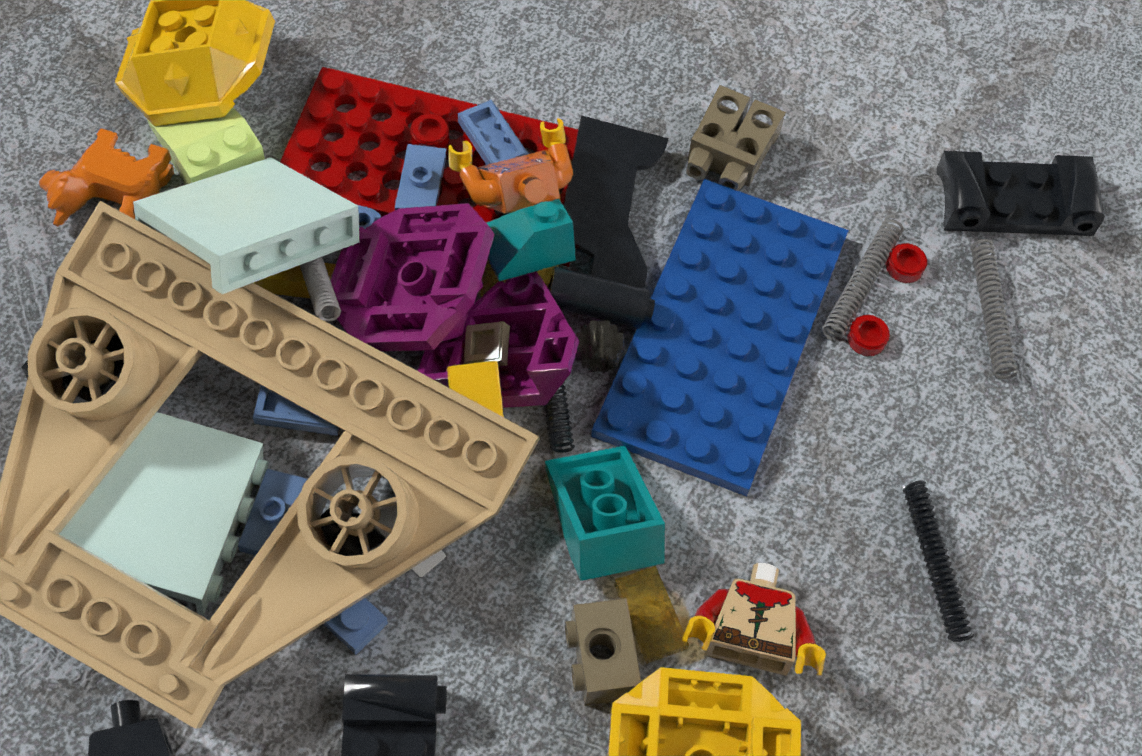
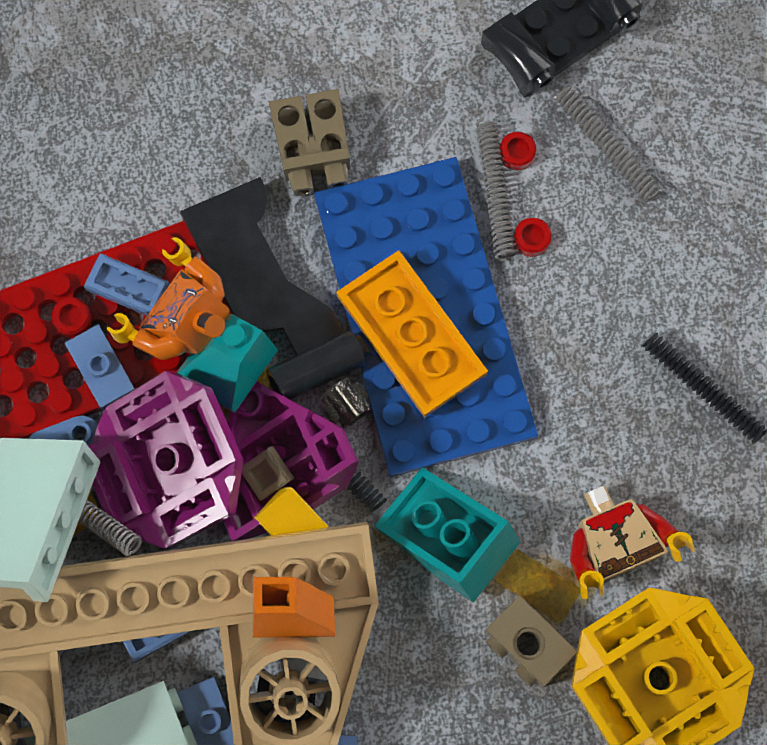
camera: 30 degrees left, 15 degrees up
(414, 448) = (291, 609): none -> orange slope
(700, 328) = (412, 333): none -> light orange plate

